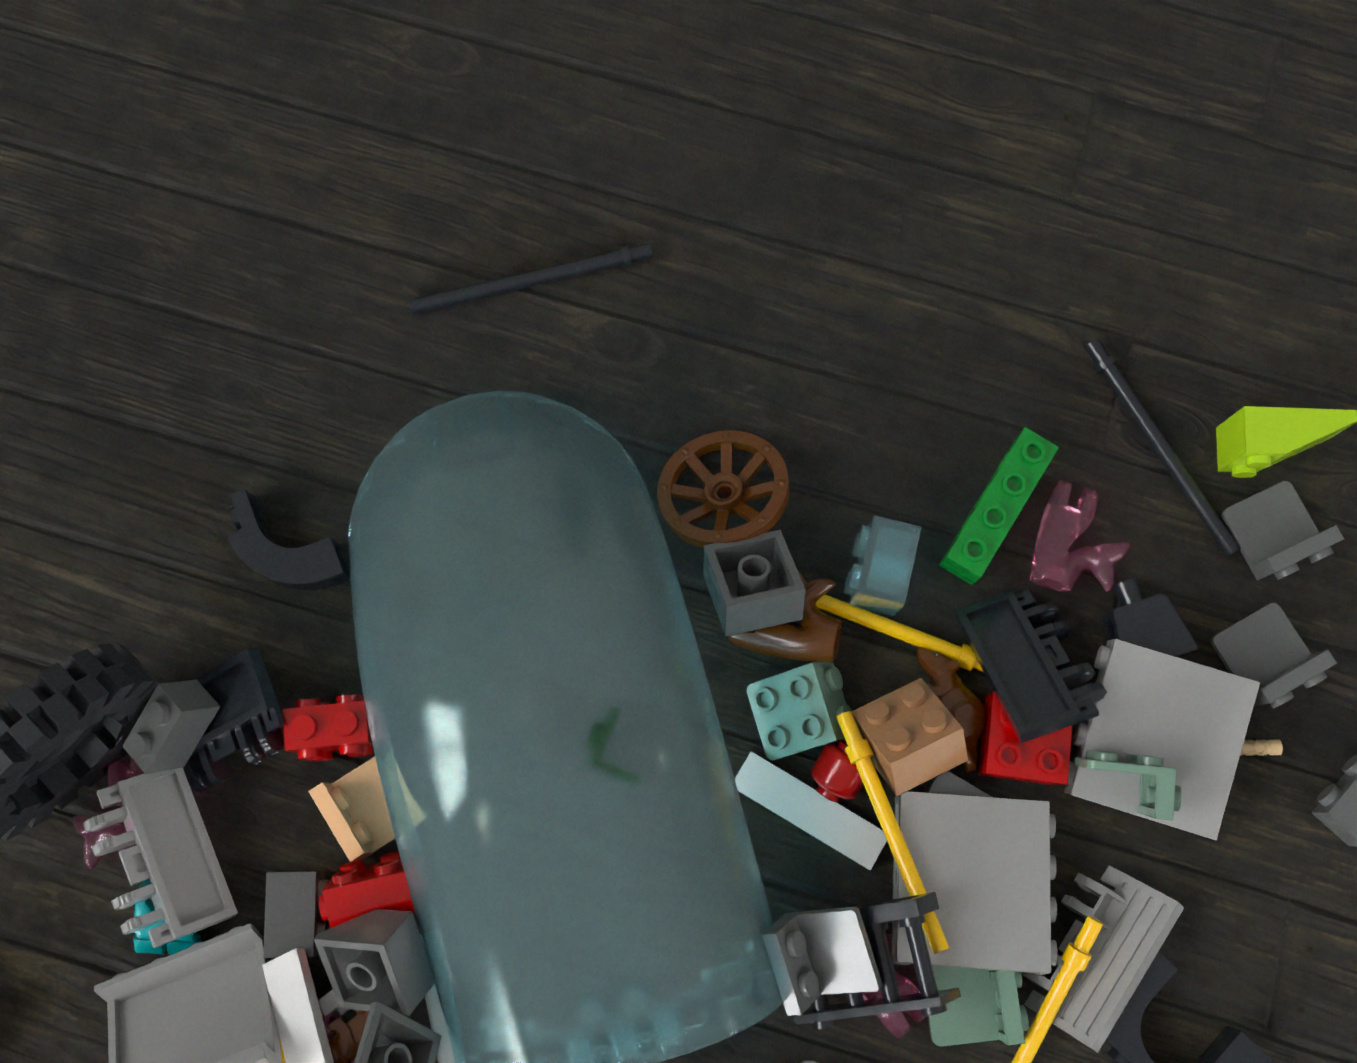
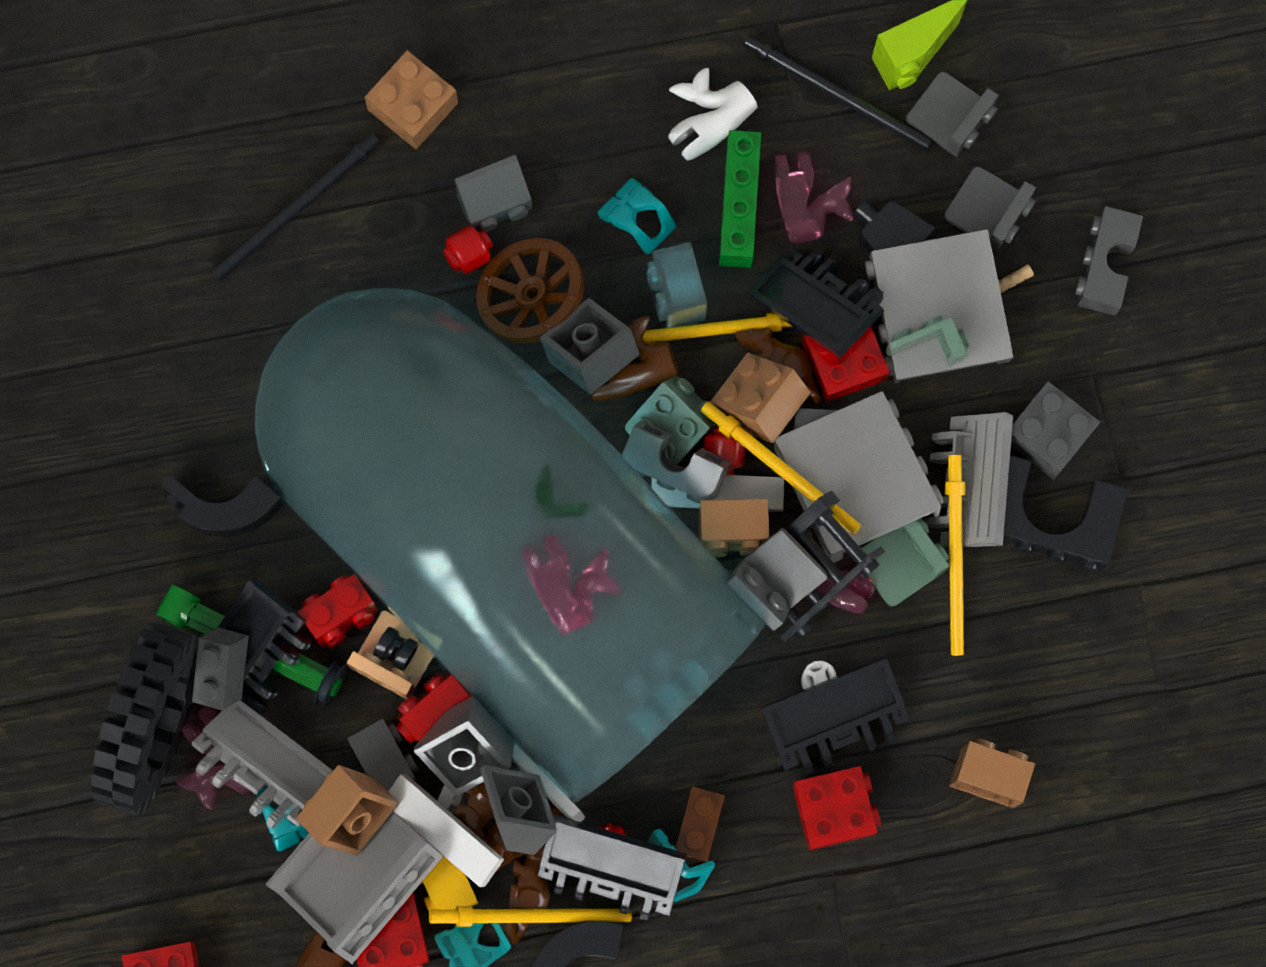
camera: 30 degrees left, 0 degrees up
(183, 638) = (187, 612): none -> green piece
(211, 961) = (347, 810): none -> medium nougat brick
(369, 801) = (395, 648): none -> black wheel
(552, 890) = (552, 588): none -> clear pink piece
(681, 412) = (467, 249): none -> red head
(707, 228) = (411, 99): none -> medium nougat brick
(739, 368) = (494, 194): none -> dark grey slope
(754, 736) = (648, 456): none -> dark grey arch
(806, 863) = (733, 525): none -> medium nougat brick
(868, 453) = (623, 210): none -> teal piece
(1040, 401) = (733, 107): none -> white piece
(1219, 944) = (1051, 430): none -> dark grey brick

